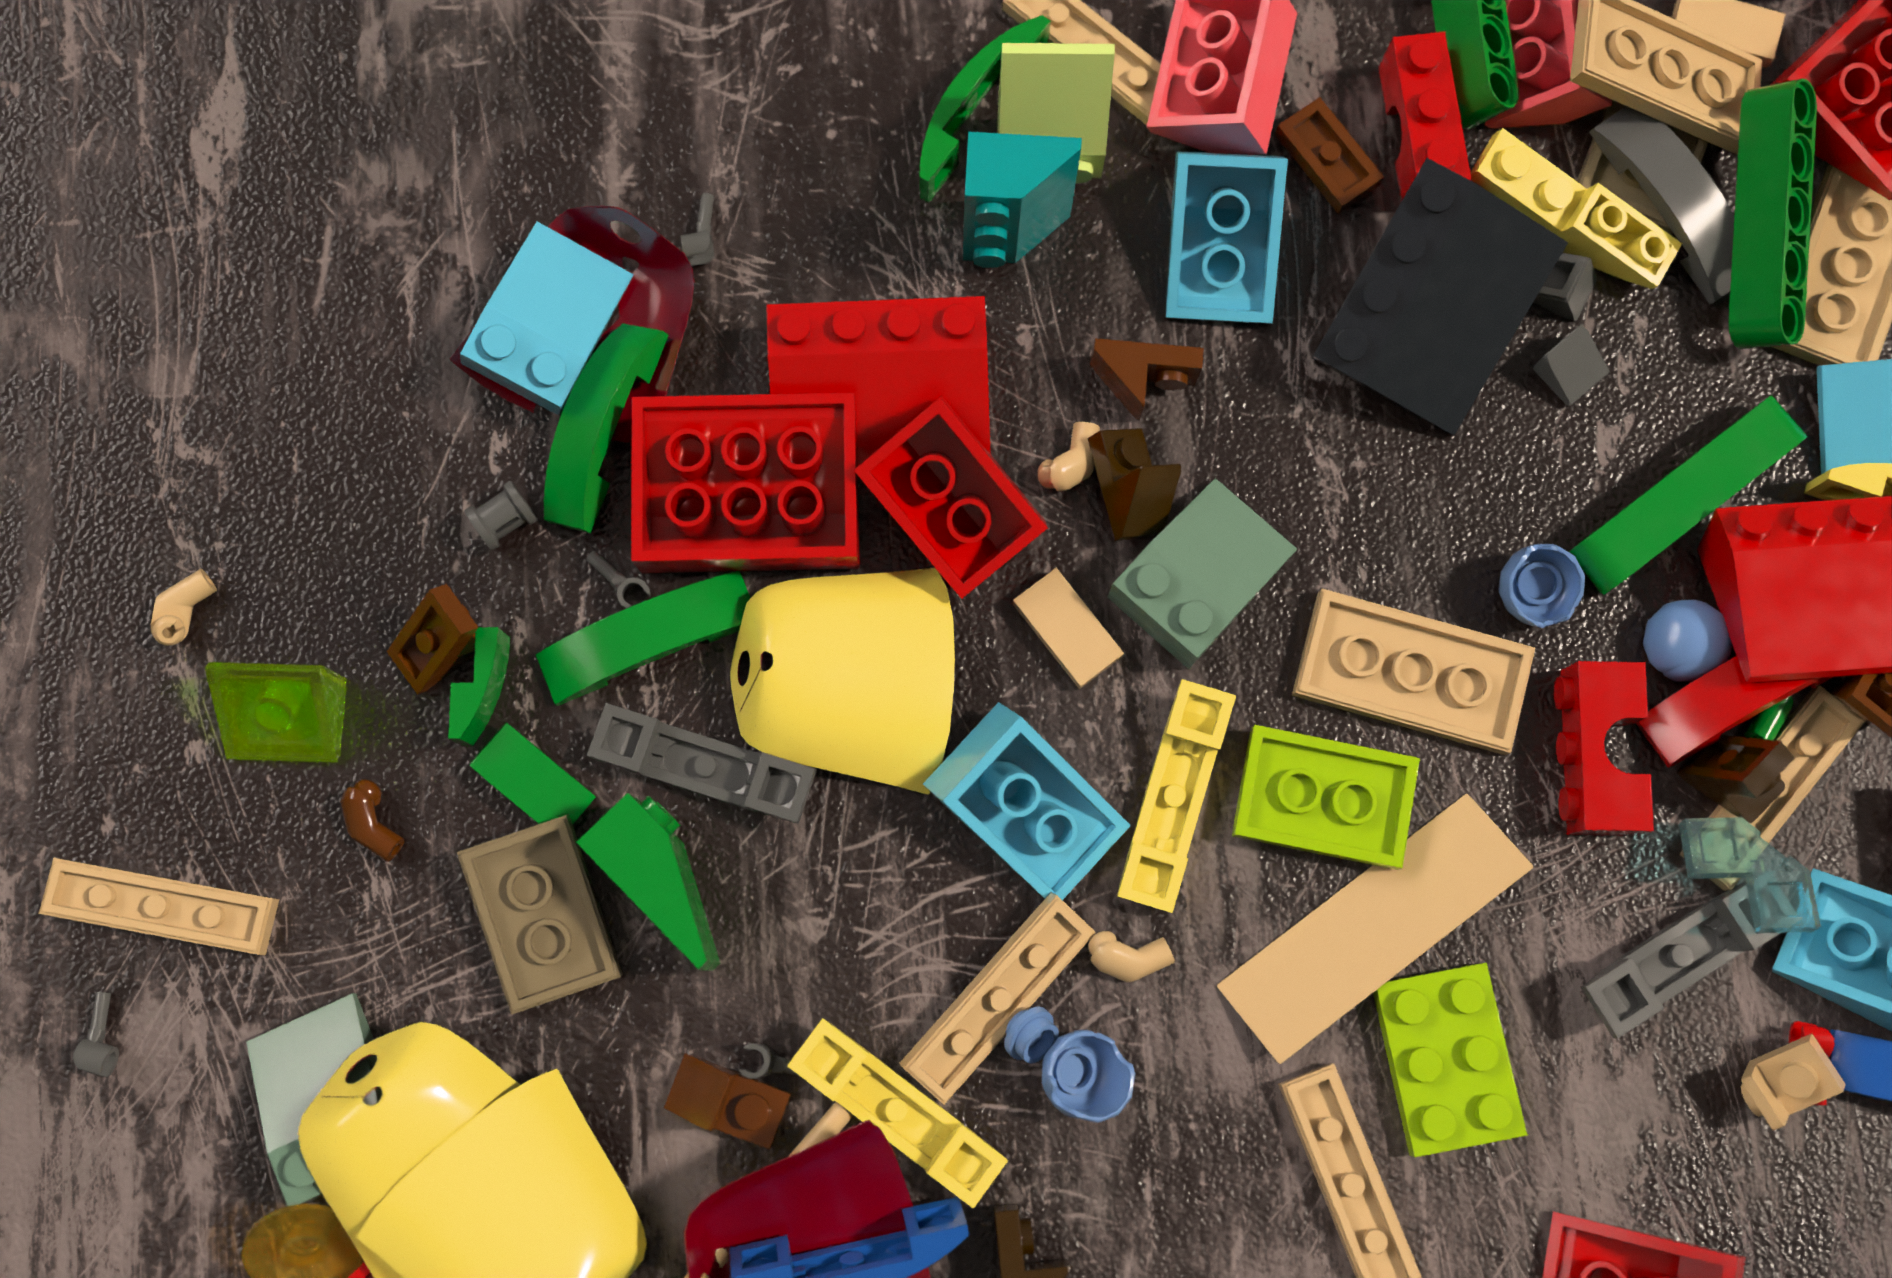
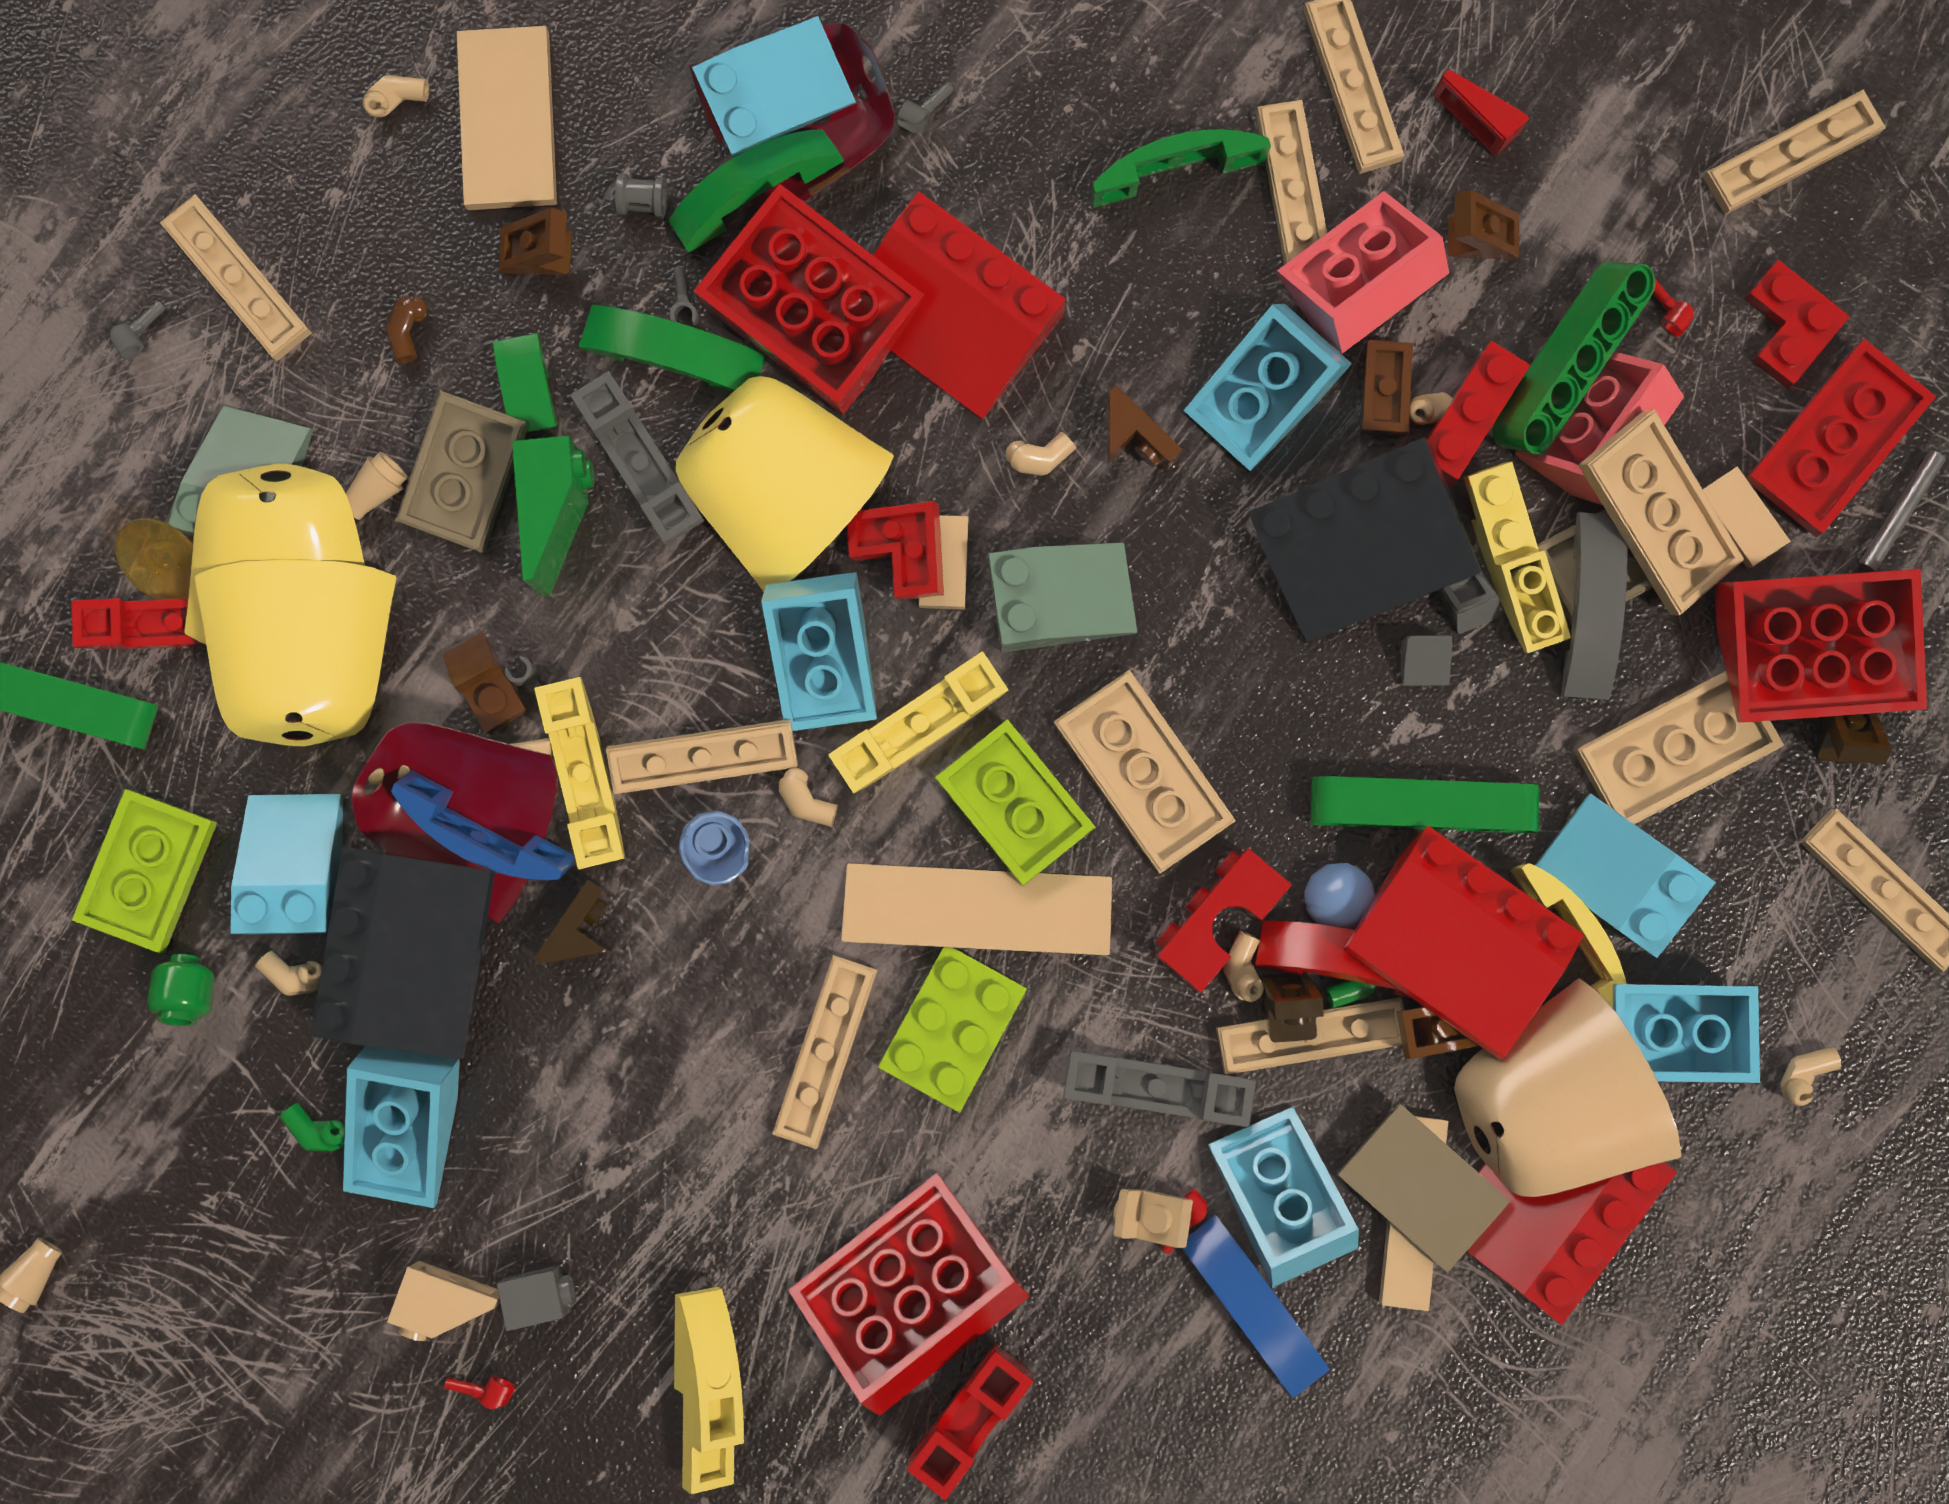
camera: 40 degrees right, 5 degrees up
(278, 710) = (402, 211): clear neon green slope -> none
(309, 545) = (506, 118): none -> tan tile
(462, 995) = (374, 484): none -> tan cone
(475, 702) = (526, 305): green slope -> none
(951, 497) = (934, 413): red slope -> none
(1015, 193) = (1137, 246): teal slope -> none
(1024, 628) = (912, 539): none -> red plate
(1030, 1034) = (702, 794): medium blue plate -> none
(1059, 94) = (1213, 211): yellowish green slope -> none
(1133, 489) = (1061, 503): dark brown slope -> none
(1382, 141) = (1429, 407): none -> tan arm
(1541, 585) = (1272, 783): medium blue hair -> none
(1667, 786) = (1240, 970): none -> tan arm
(1772, 215) = (1644, 666): green beam -> none
(1776, 885) = (1248, 1051): clear light blue tile -> none

